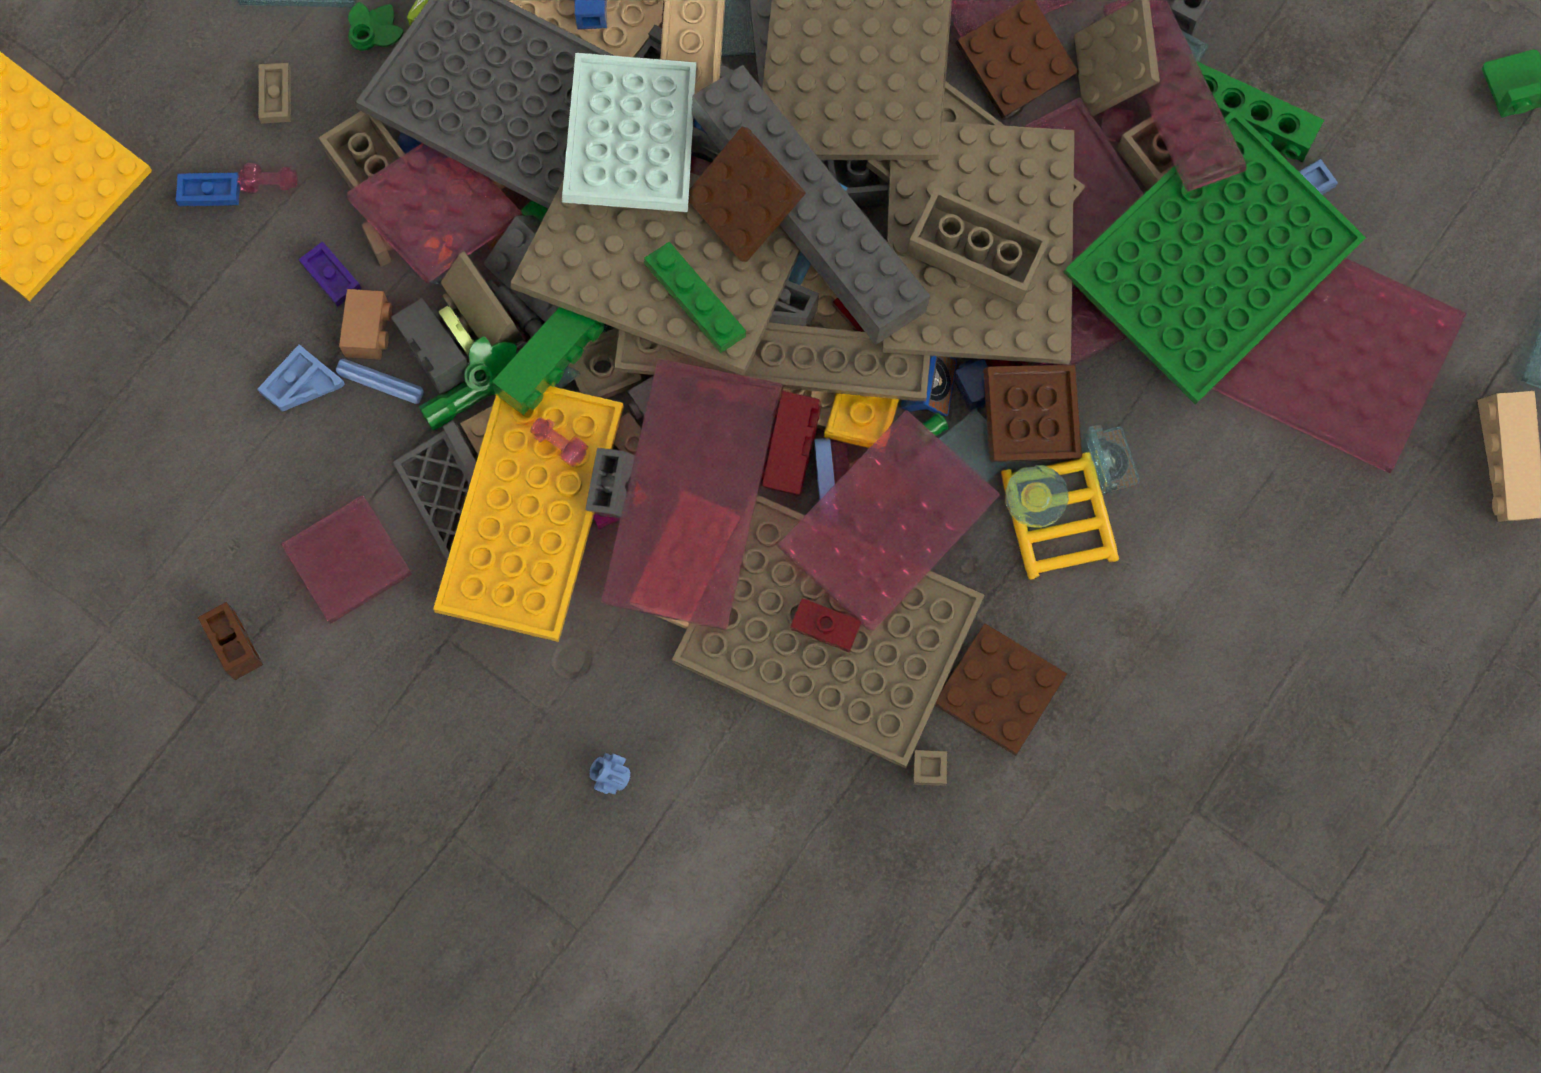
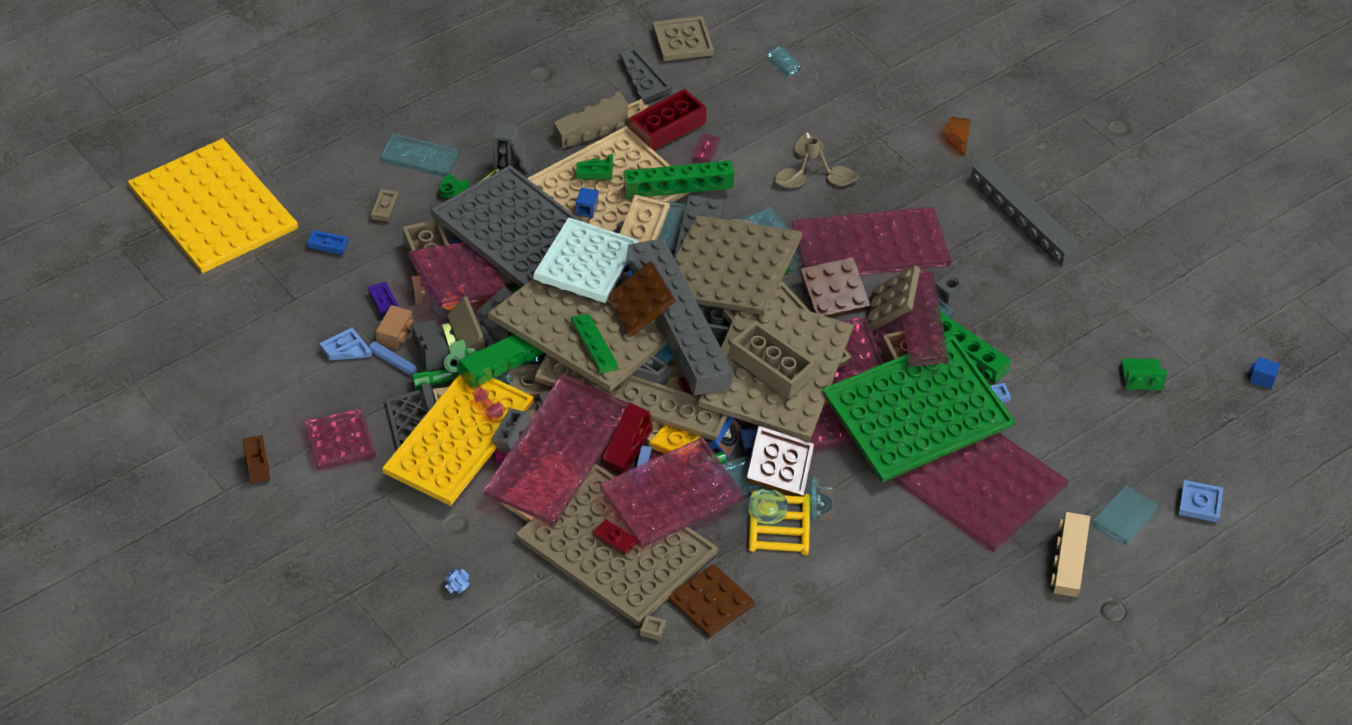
camera: 10 degrees right, 25 degrees down
(252, 176) = (357, 242): clear pink bar -> none

